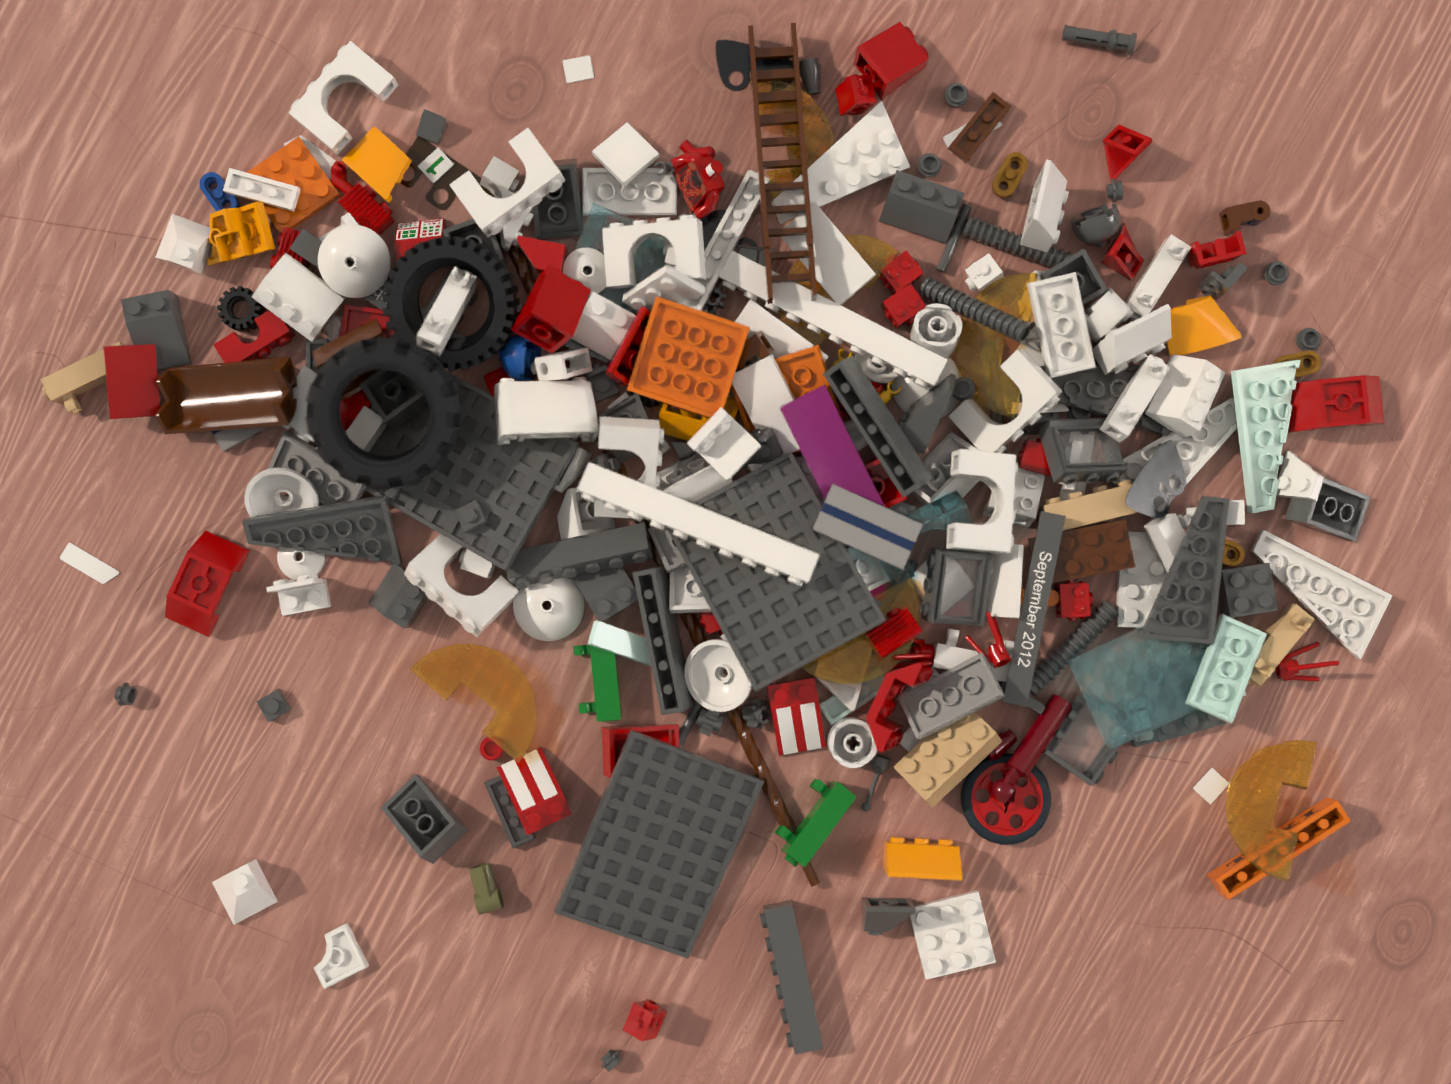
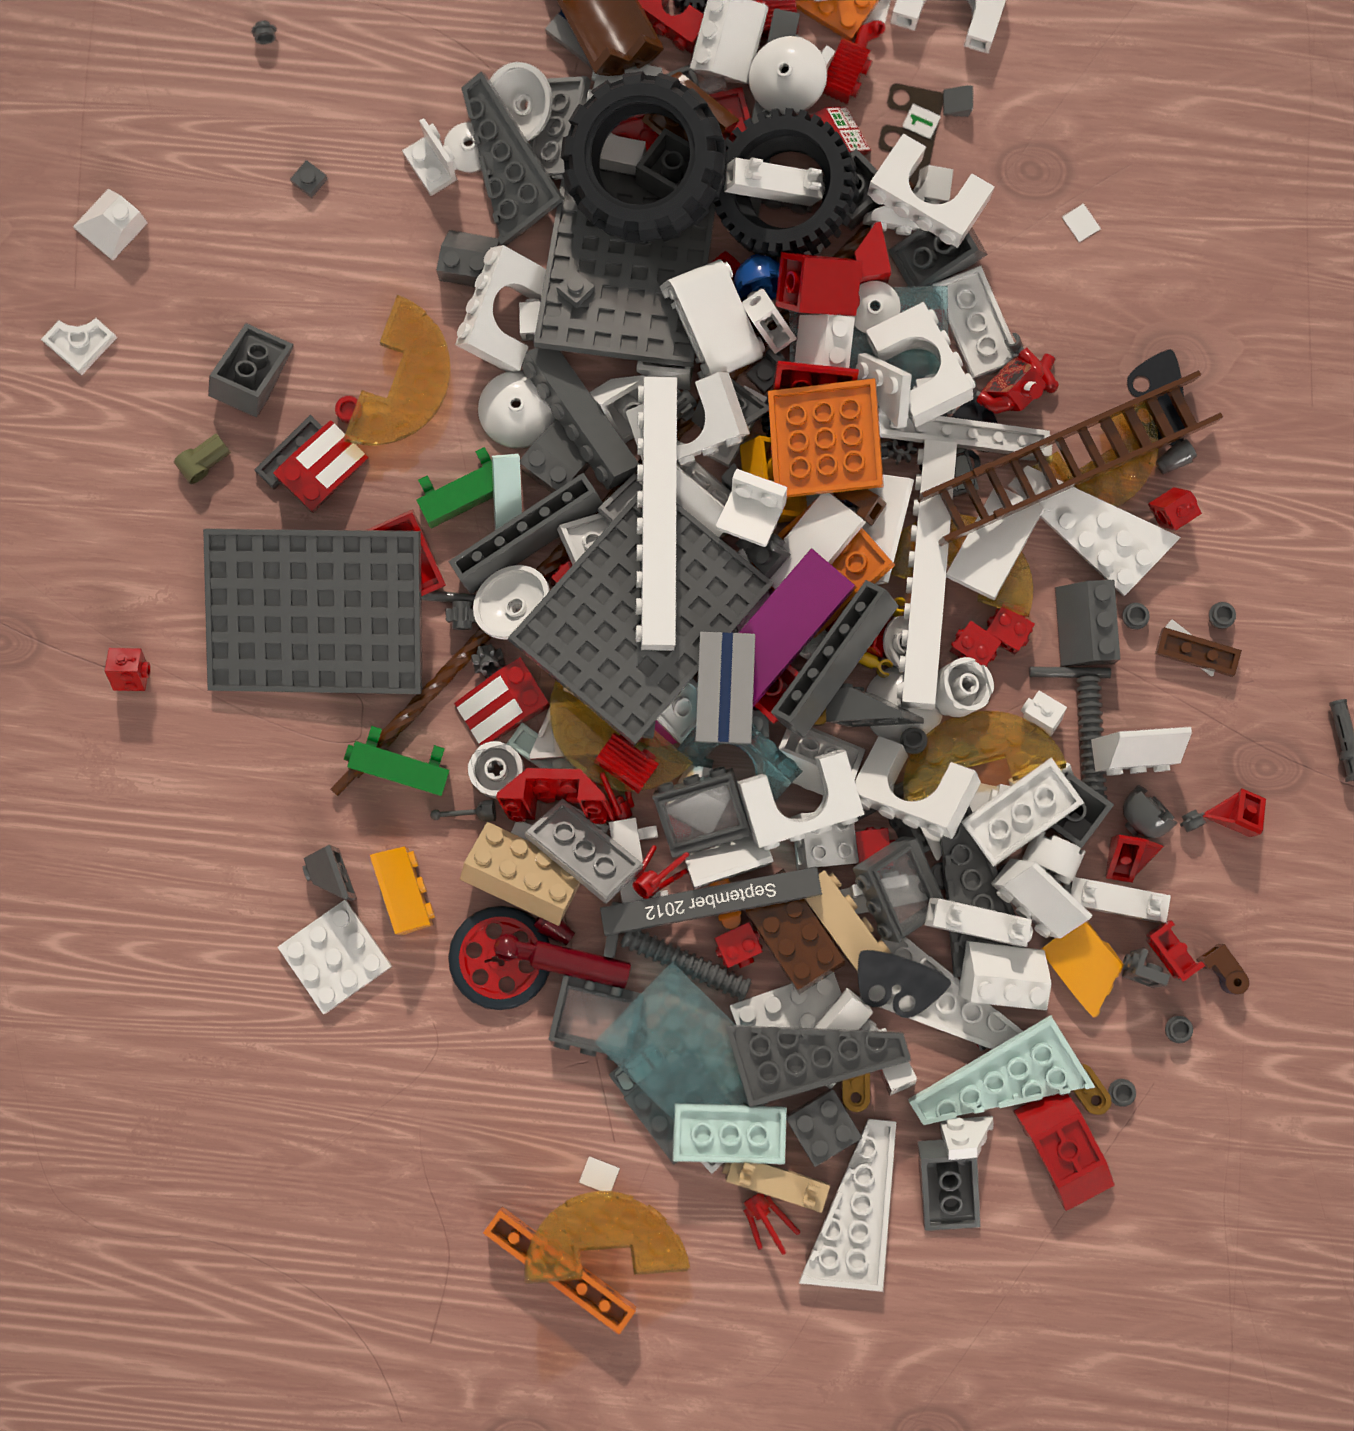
camera: 70 degrees right, 5 degrees down
(203, 581) = (406, 59): red slope -> none
(378, 162) = (899, 62): light orange slope -> none
(611, 1059) = (74, 653): dark grey plate -> none
(625, 154) = (1013, 302): white tile -> none
(792, 976) = (228, 805): dark grey brick -> none
(891, 59) = (1229, 530): red slope -> none
(975, 309) = (1001, 717): dark grey piece -> none
(1008, 175) = (1160, 703): pearl gold plate -> none

